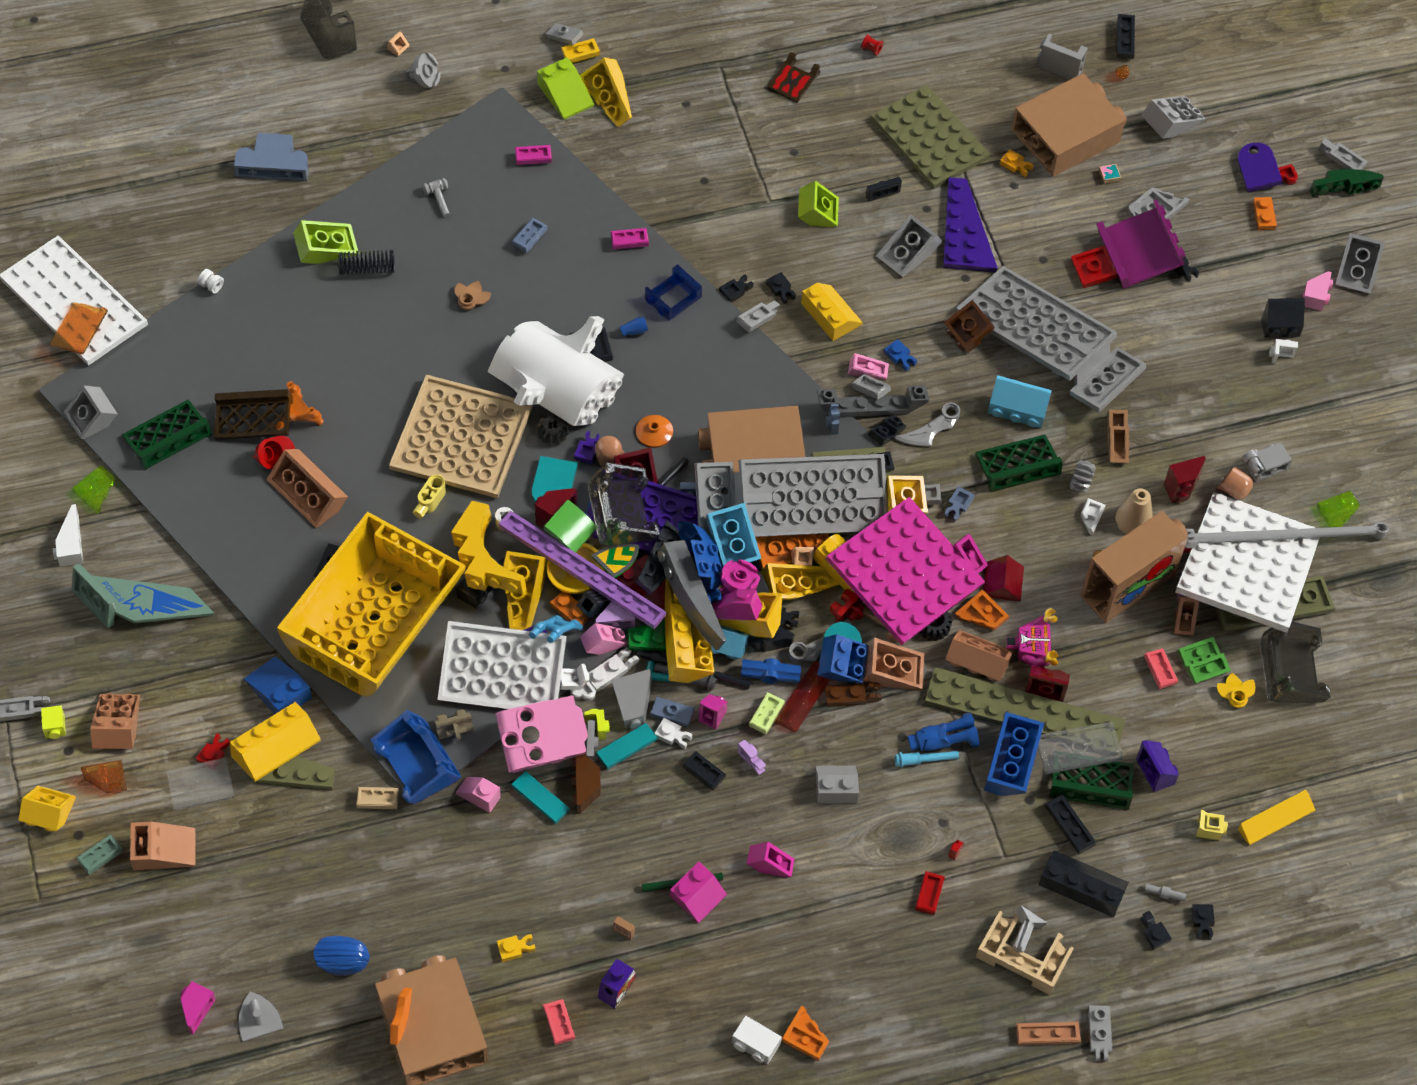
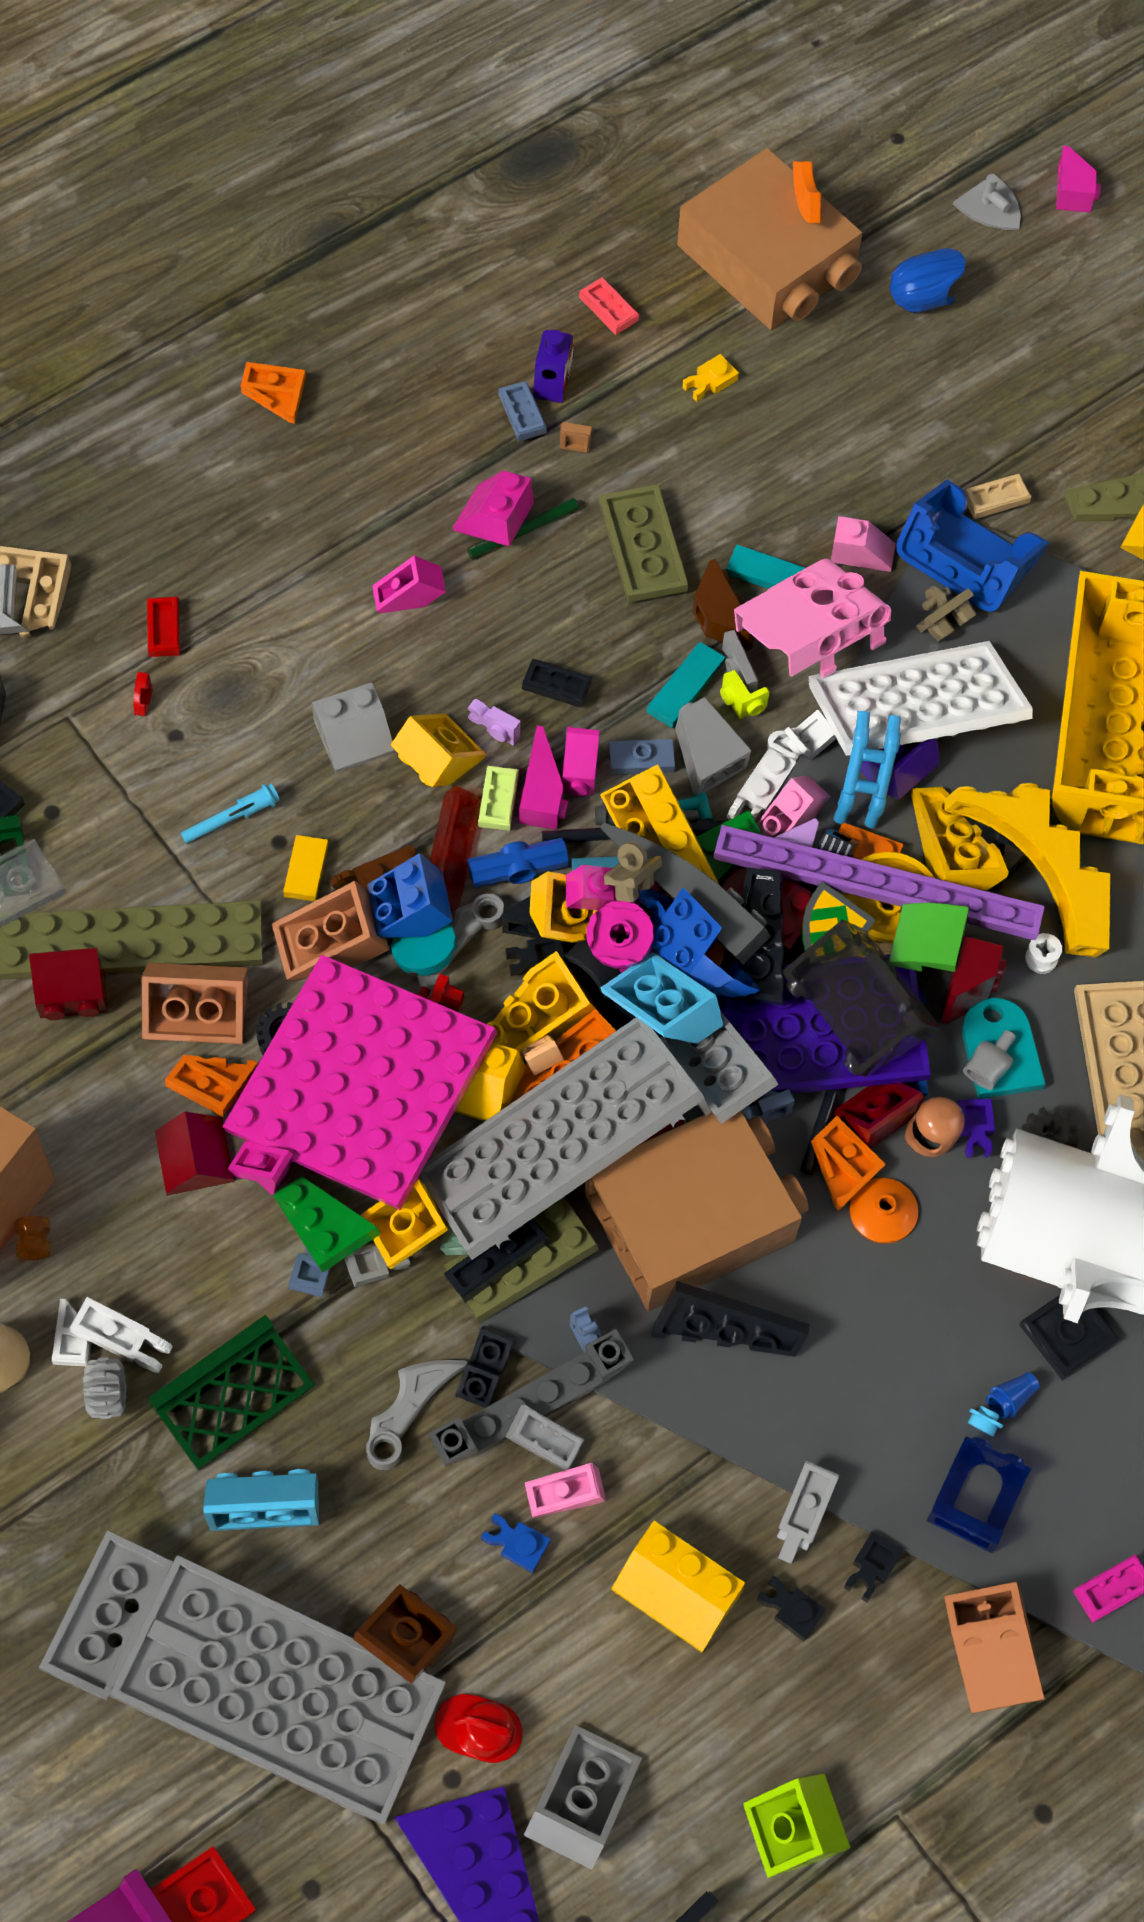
camera: 160 degrees right, 5 degrees up
(564, 471) = (990, 1061): none -> light grey piece
(612, 842) = (643, 543): none -> olive plate
(649, 962) = (522, 411): none -> sand blue plate
(654, 320) = (984, 1420): none -> medium azure plate
(665, 452) = (844, 1161): none -> orange wing
(671, 732) = (630, 725): white plate -> none
(696, 238) = (994, 1647): none -> nougat slope
(722, 594) = (632, 872): none -> dark tan hips
(741, 704) = (543, 790): none -> dark pink slope
(750, 393) = (711, 1316): none -> black wing
(756, 1040) = (338, 360): white brick -> none
(790, 751) = (436, 749): none -> yellow slope
(892, 713) = (305, 868): none -> yellow tile
(935, 737) = (226, 846): blue piece -> none
(946, 290) = (478, 1728): none -> red piece
(947, 512) = (323, 1223): none -> green wing
(1013, 755) = (91, 845): blue slope -> none
(1034, 641) = (107, 1047): torso -> none
(1068, 501) = (118, 1334): none -> white hinge
(1118, 436) = (61, 1511): medium nougat slope -> none

